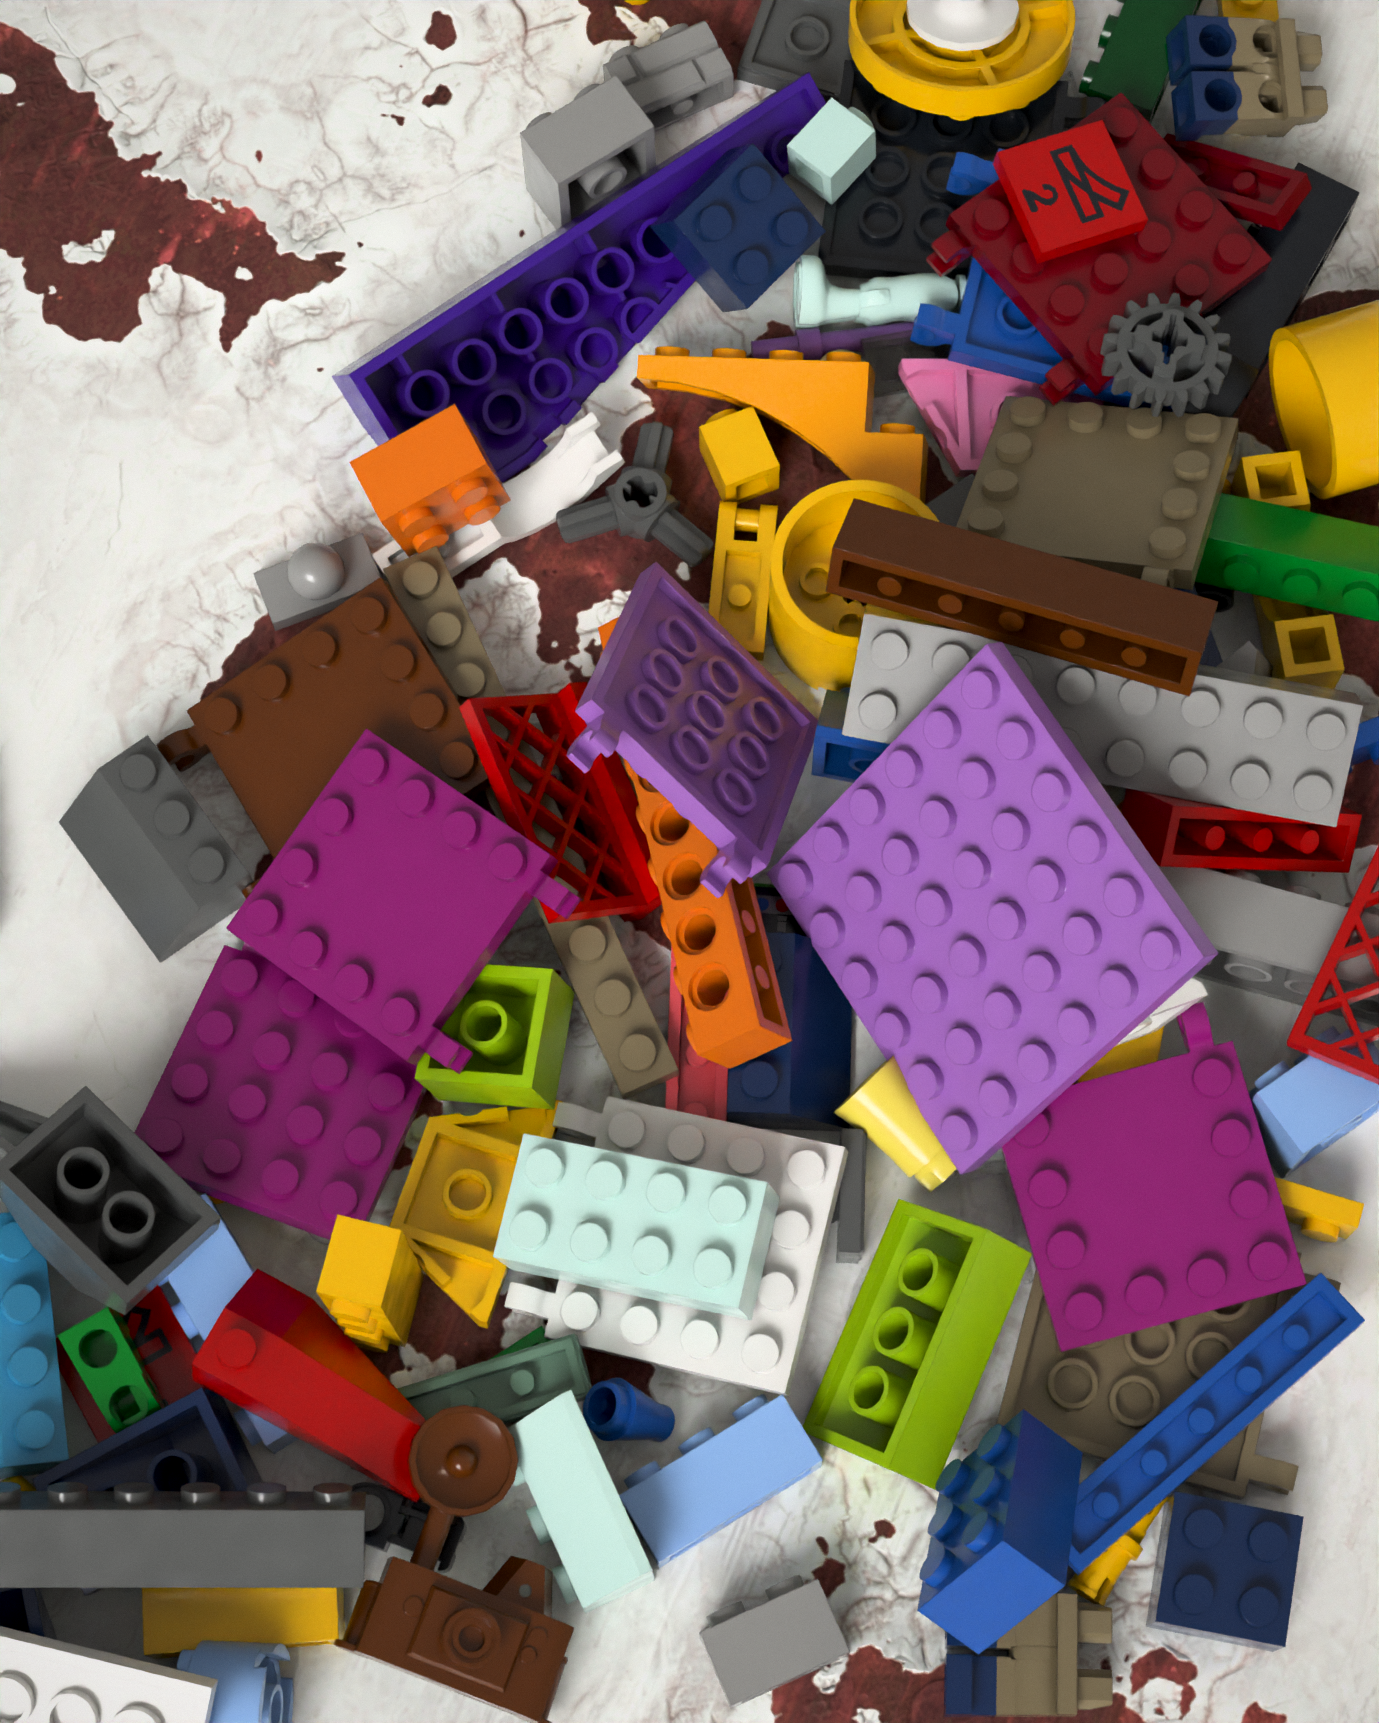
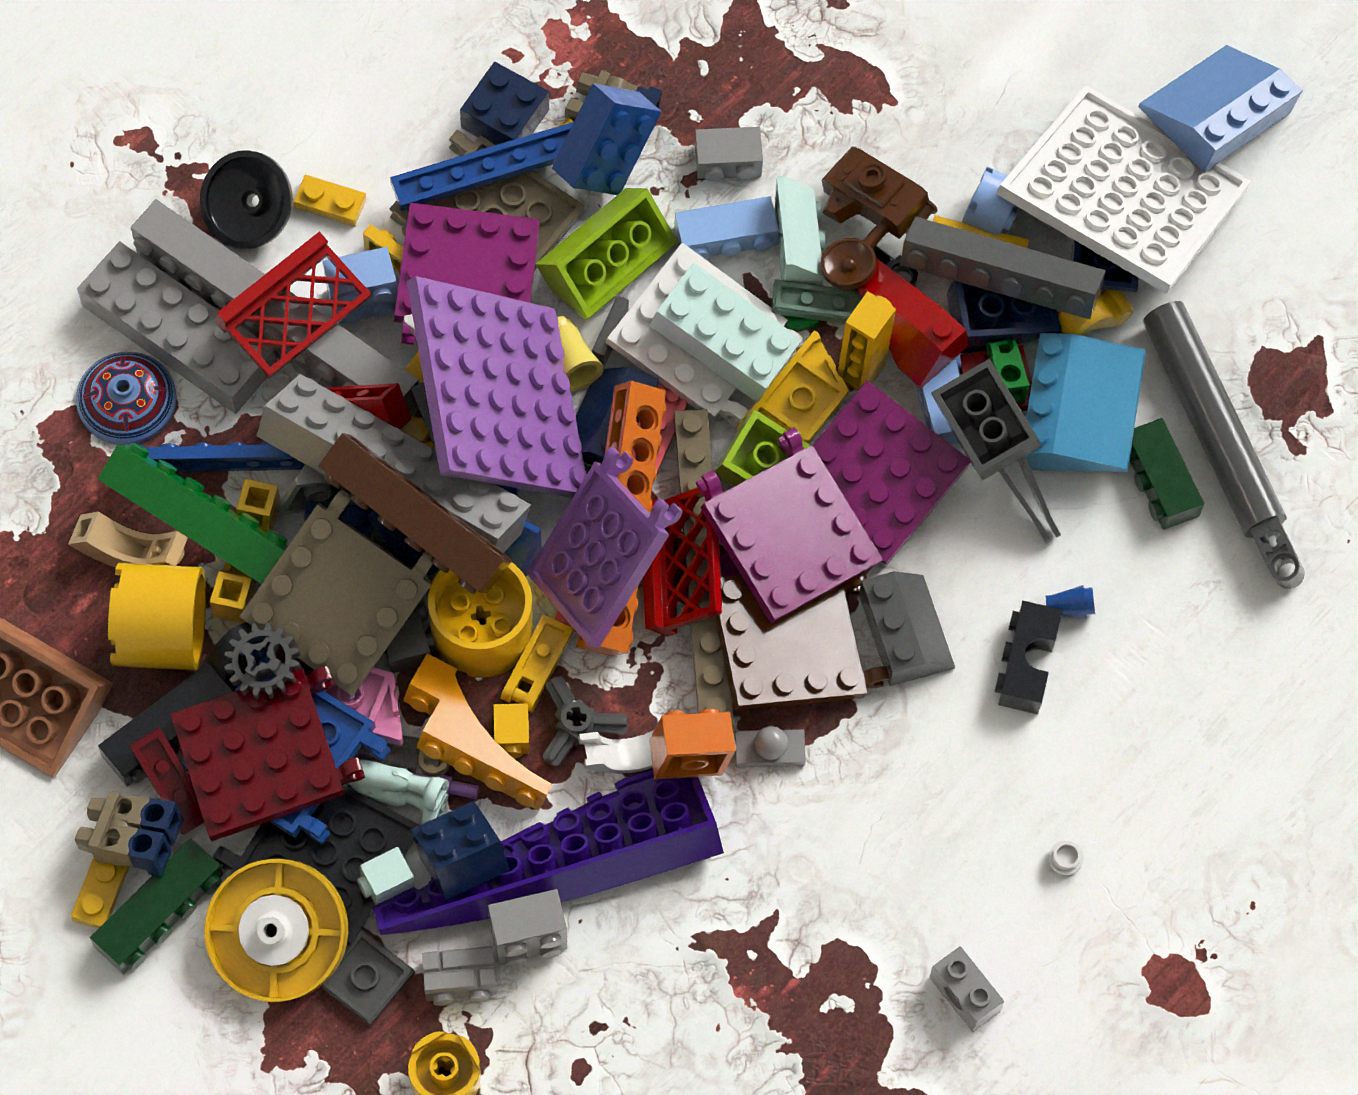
camera: 165 degrees left, 5 degrees down
(625, 1413) = (761, 267): blue cone -> none
(1070, 191) = (270, 774): red tile -> none

